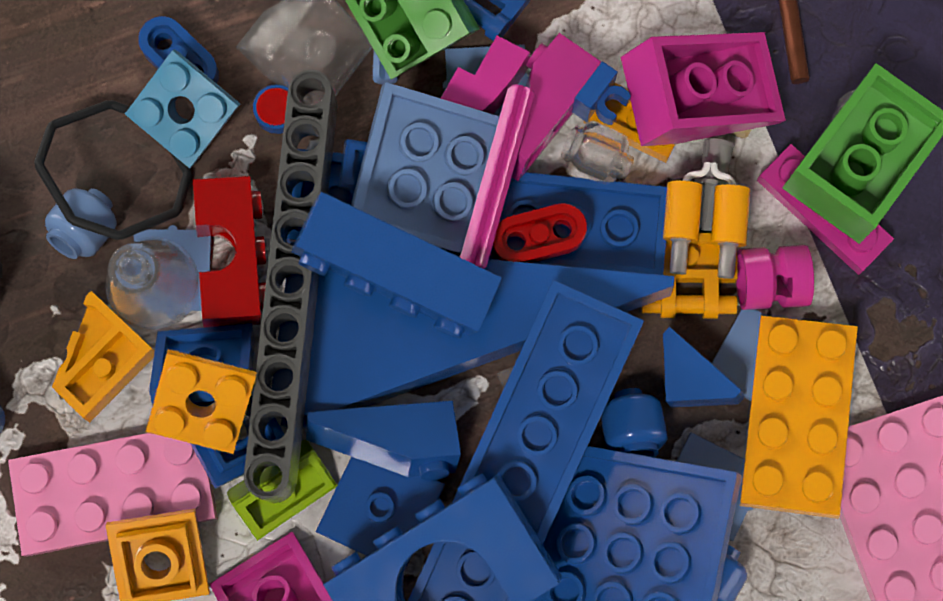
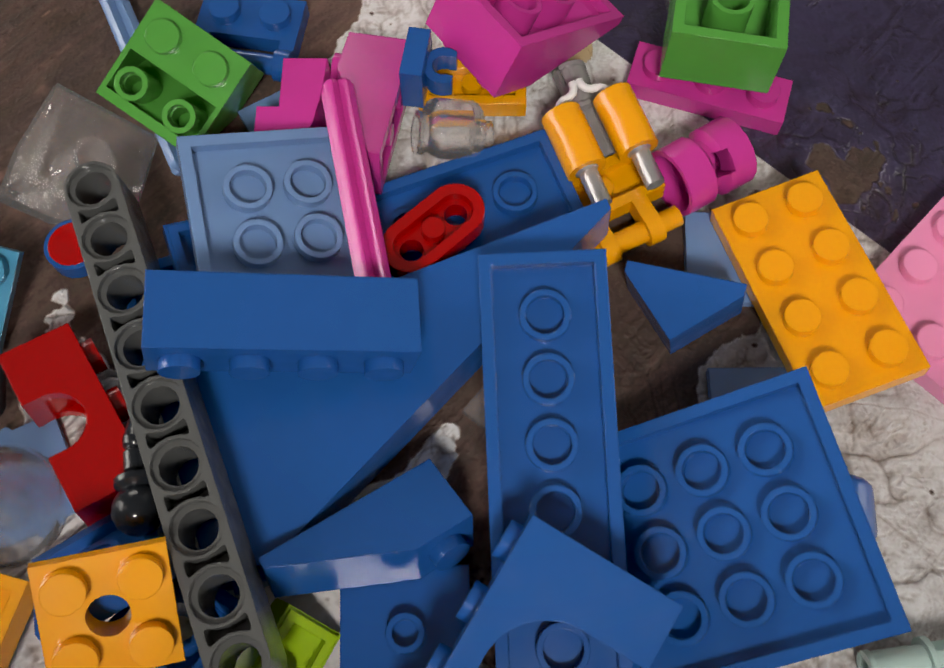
camera: 25 degrees left, 10 degrees down
(244, 335) = (133, 506): none -> black bar
(634, 423) = (649, 384): blue head -> none

